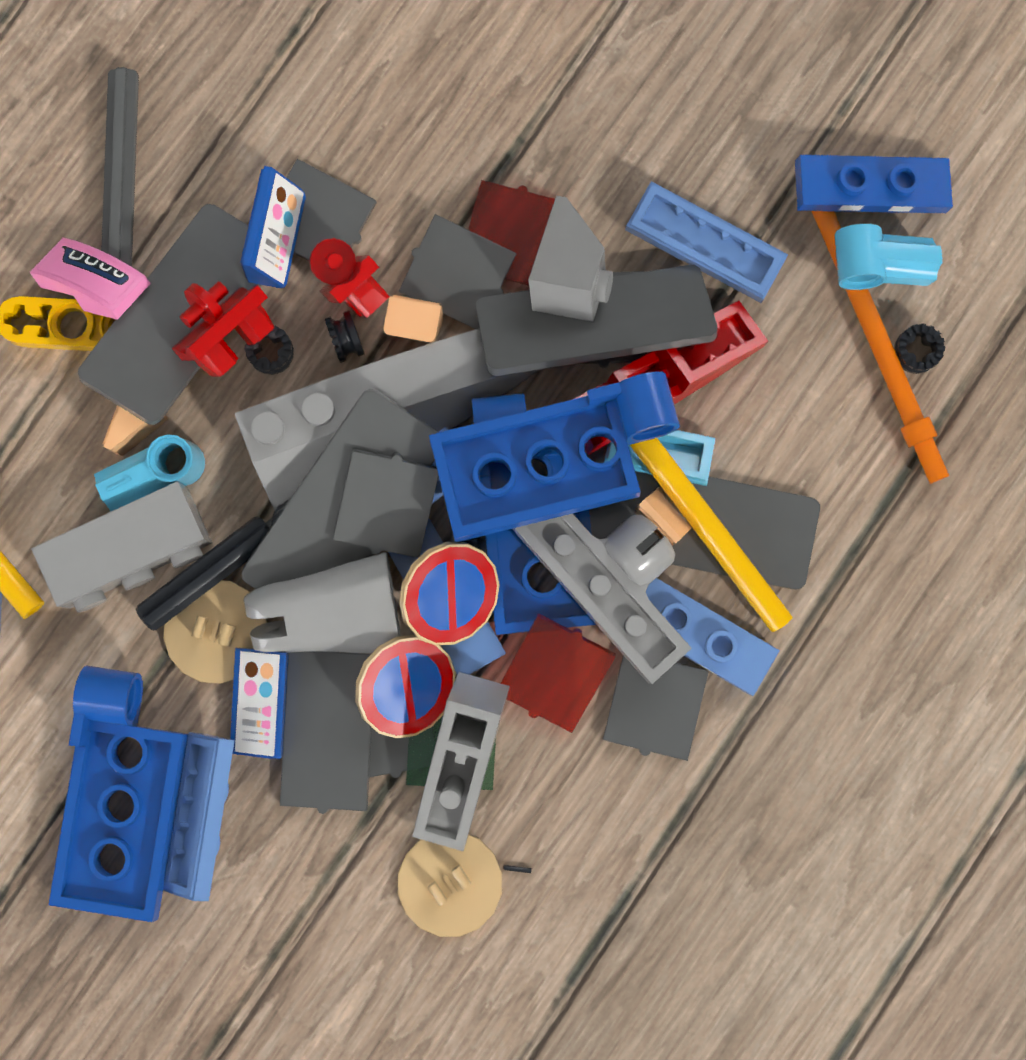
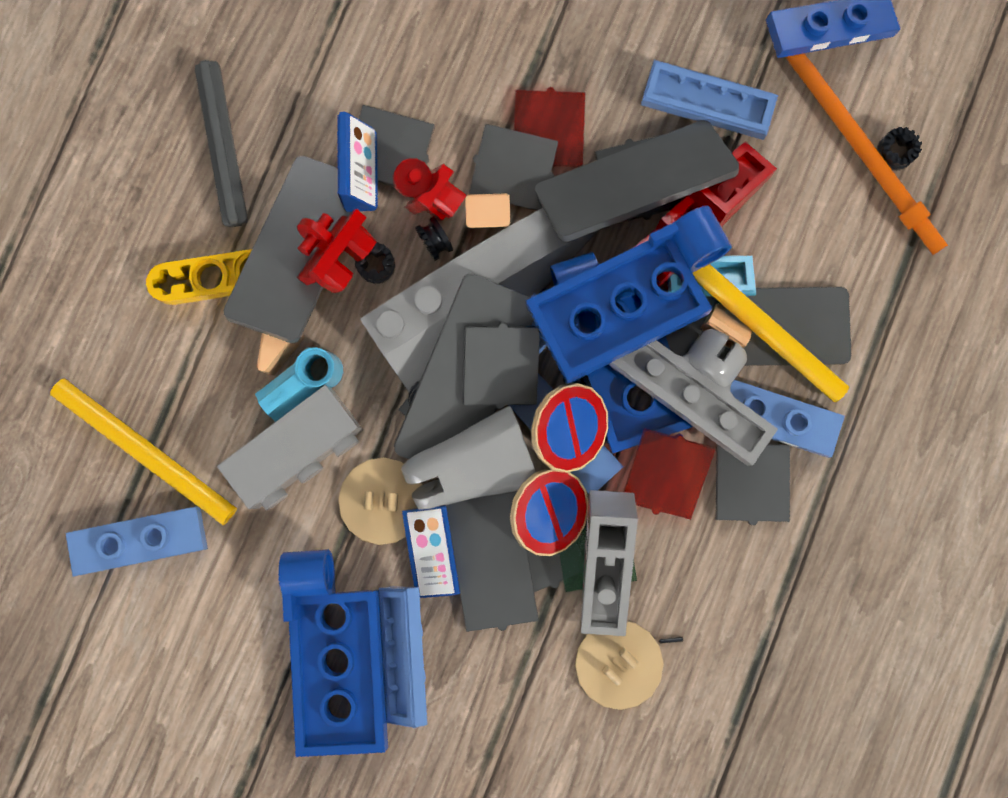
camera: 10 degrees left, 0 degrees up
(92, 276) = (218, 233): bright pink slope -> none
(202, 574) = (361, 457): black axle -> none
(569, 267) = (607, 140): light grey slope -> none
(873, 258) = (848, 82): medium azure piece -> none

